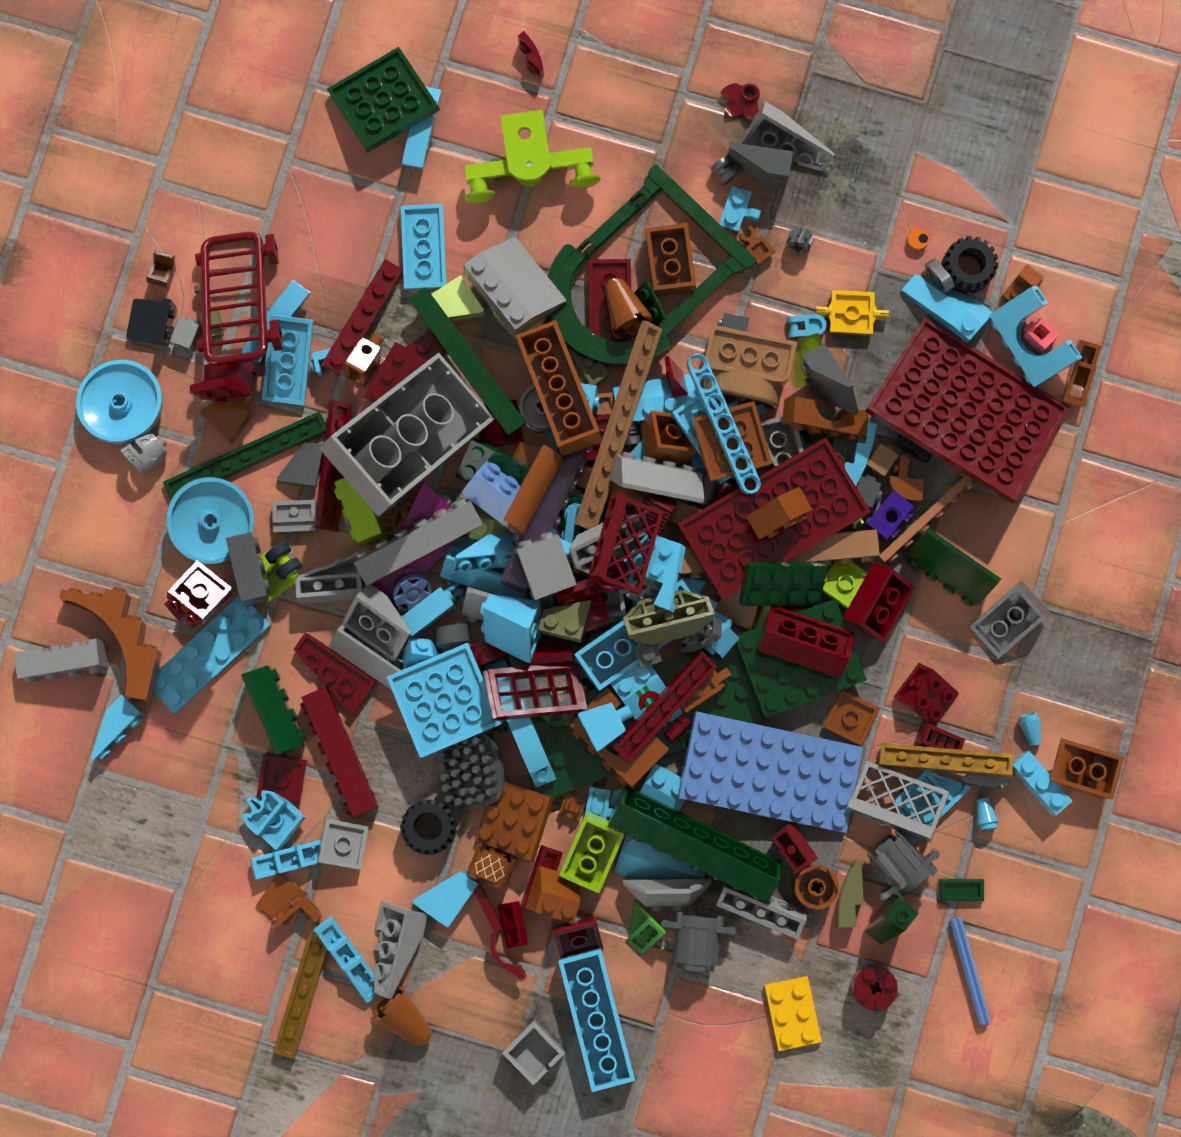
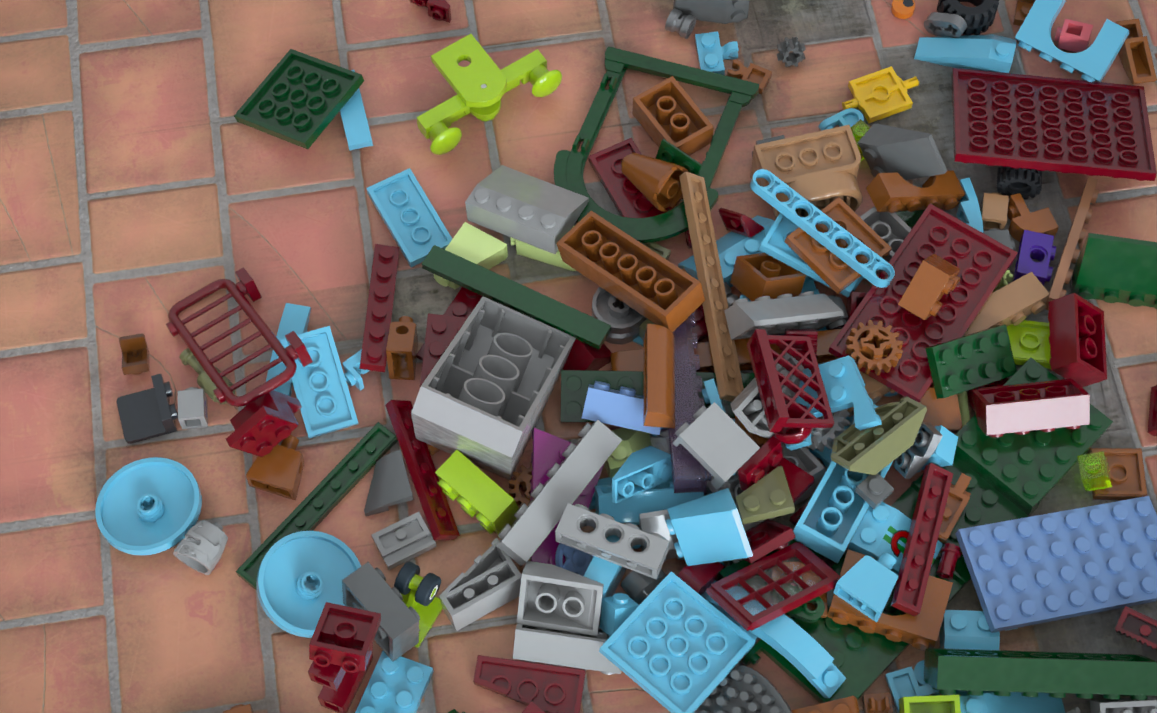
camera: 25 degrees left, 20 degrees down
(407, 578) = (621, 553): none -> light grey brick
(717, 546) = (877, 344): none -> dark orange gear
(829, 711) = (1094, 471): none -> clear neon green brick

